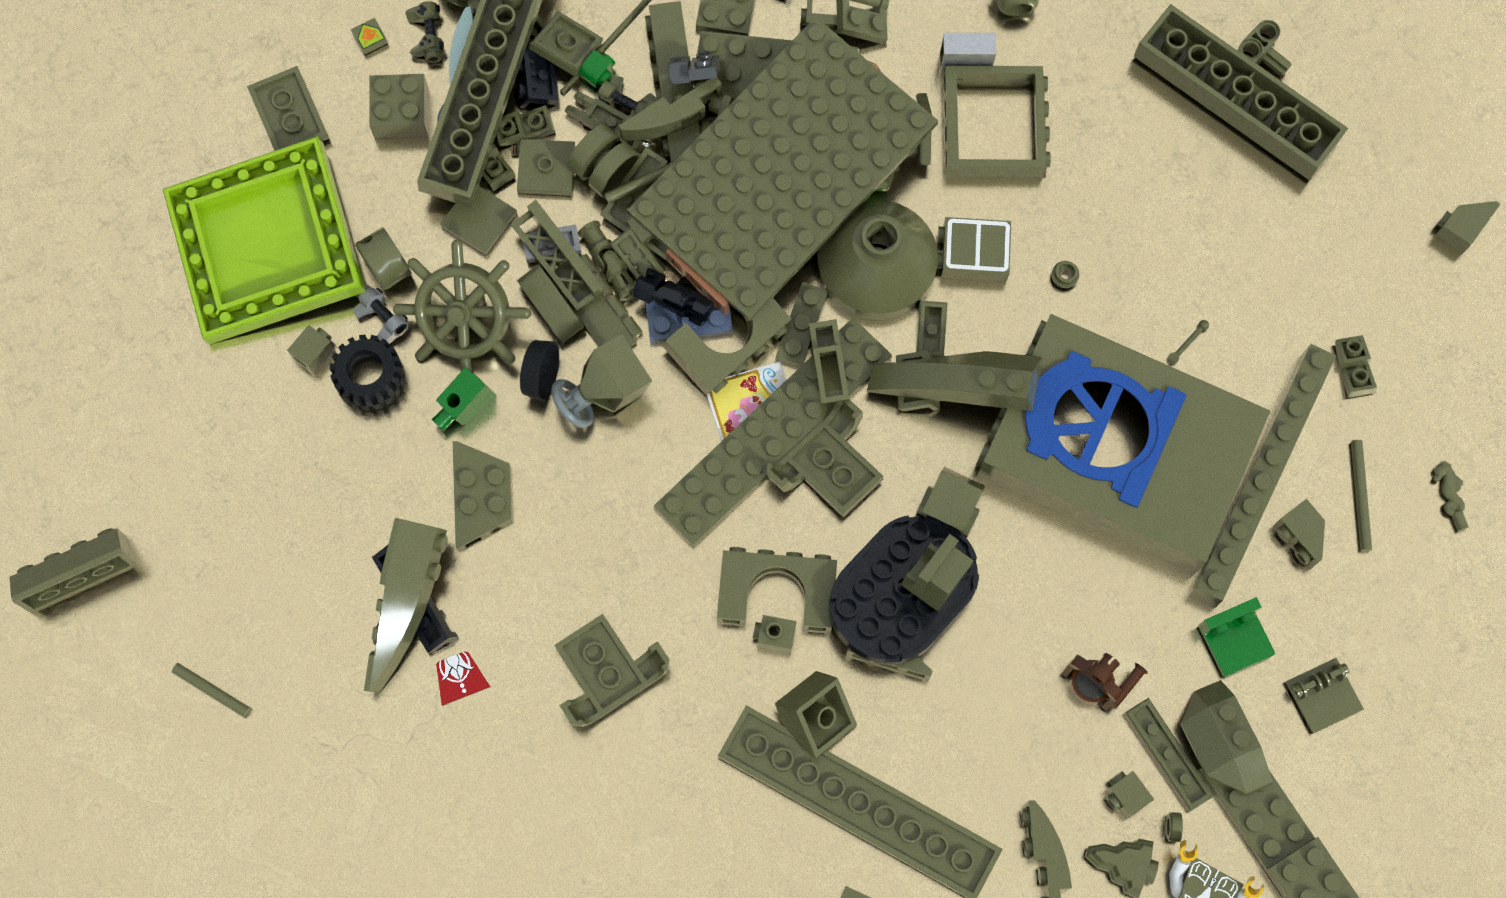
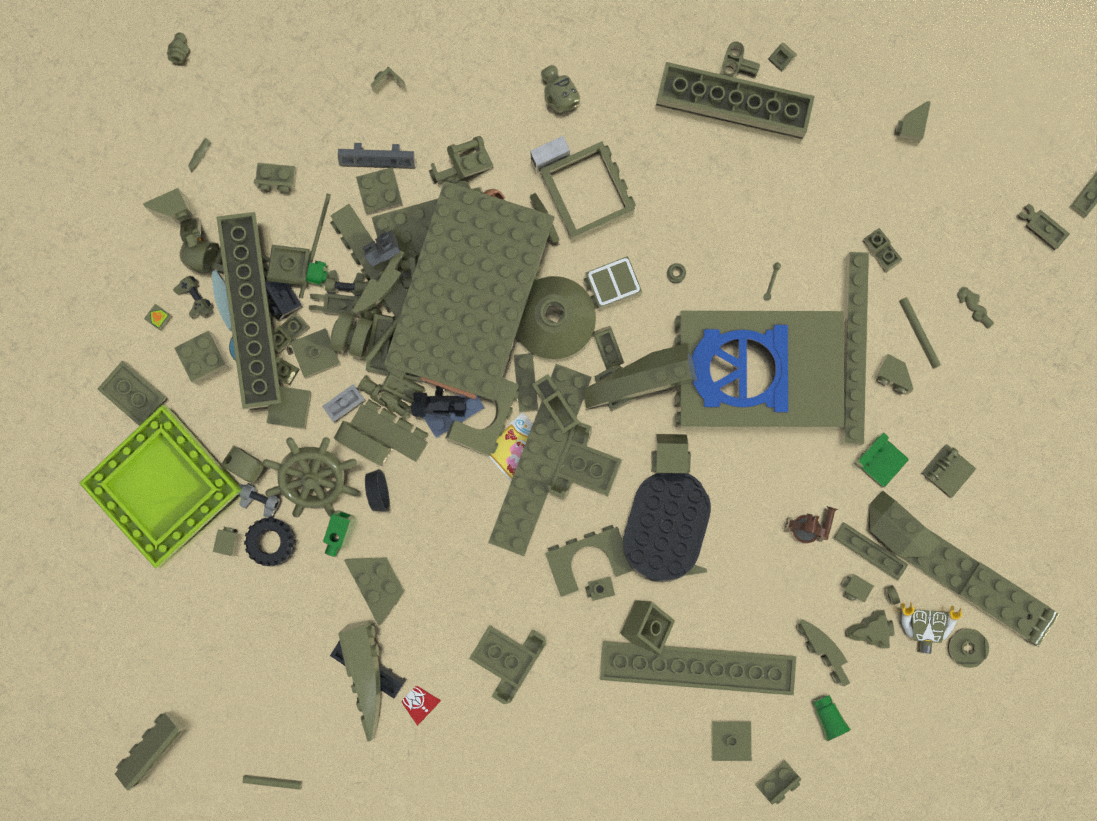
camera: 20 degrees left, 10 degrees up
(565, 249) = (356, 406): olive fence -> none
(608, 379) = (422, 478): olive piece -> none
(937, 573) = (683, 509): olive plate -> none
(1325, 70) = (782, 56): none -> olive slope

